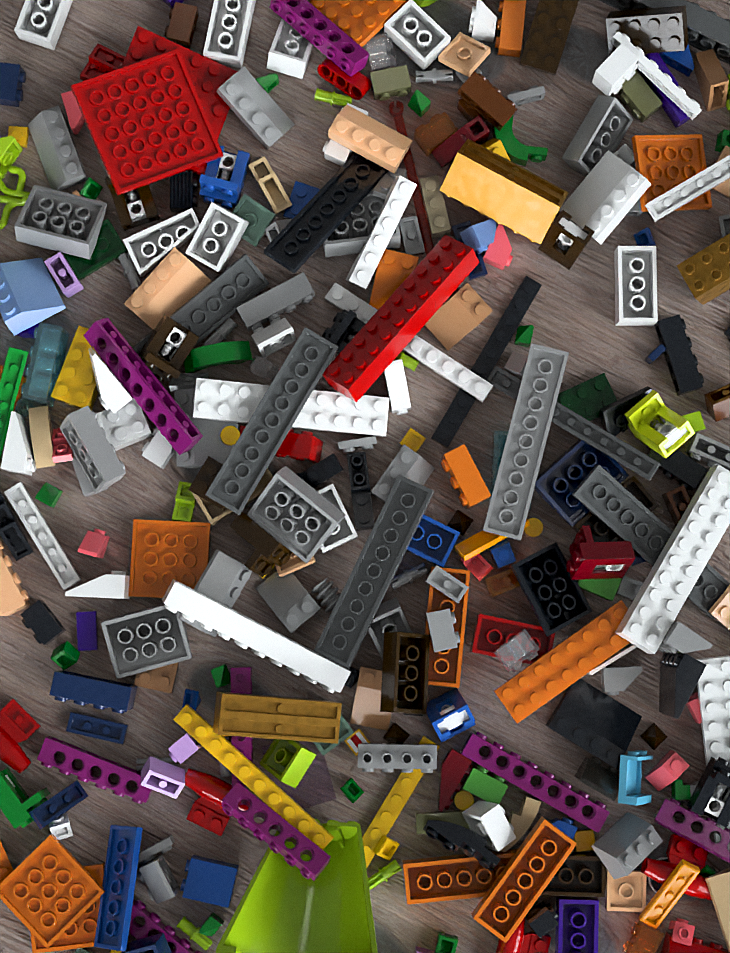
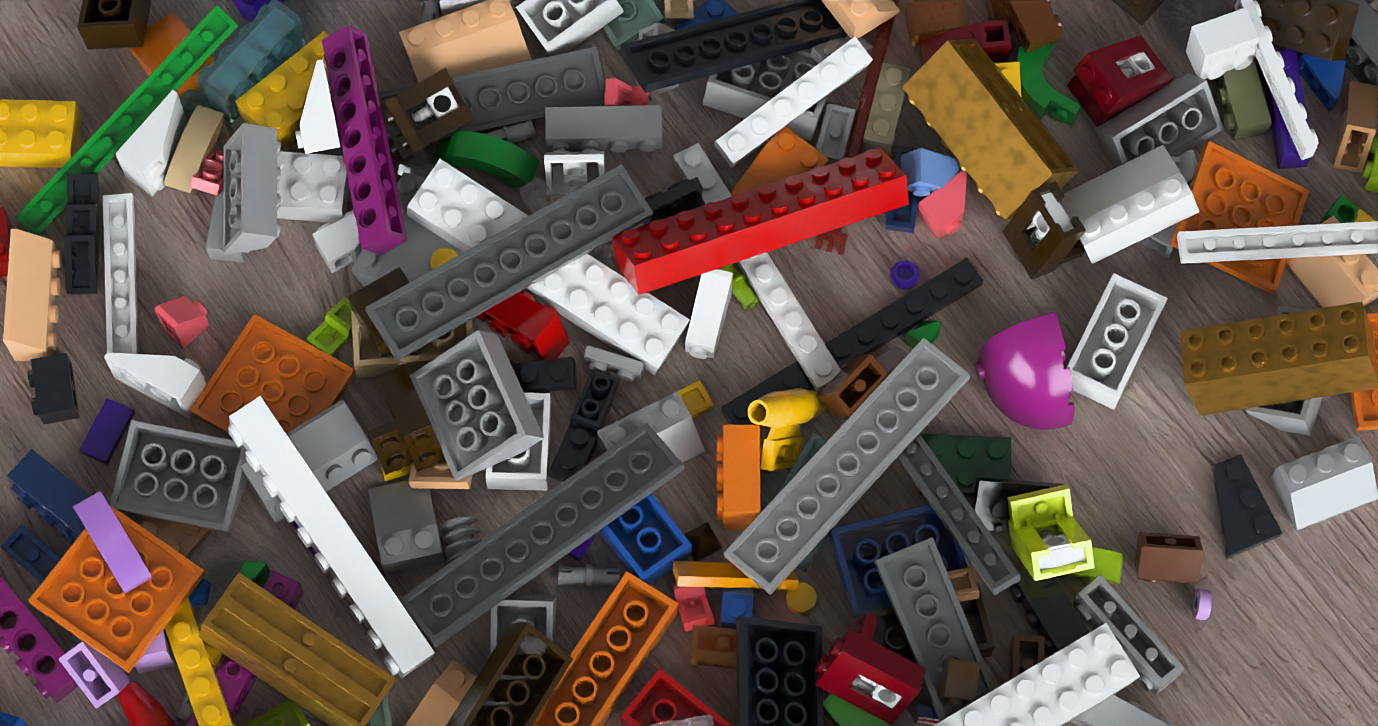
camera: 25 degrees right, 15 degrees down
(49, 494) = (160, 230): green slope -> none
(65, 655) = (59, 447): green slope -> none
(136, 707) = (112, 542): none -> medium lavender slope
(151, 728) = (93, 606): none -> orange plate
(277, 276) = (621, 94): none -> coral bracket
(353, 677) = (430, 671): black slope -> none
(442, 630) = (593, 660): light grey brick -> none
(447, 584) = (634, 602): light grey plate -> none
(458, 316) = (842, 263): medium nougat slope -> none
(473, 433) = (784, 414): none -> yellow plate
(496, 303) = (904, 275): none -> dark purple plate
(504, 391) = (852, 385): none -> reddish brown brick
(532, 94) = (1088, 31): light grey plate -> none
(561, 119) = (1117, 78): none -> dark red brick
(599, 332) = (1027, 373): none -> magenta brick
(624, 477) = (964, 583): none -> medium nougat tile
(644, 238) = (1162, 285): blue slope -> none
(653, 539) = (959, 681): none -> dark brown brick
(655, 354) = (1096, 446): dark blue tile -> none
(678, 355) = (1129, 464): black brick -> none

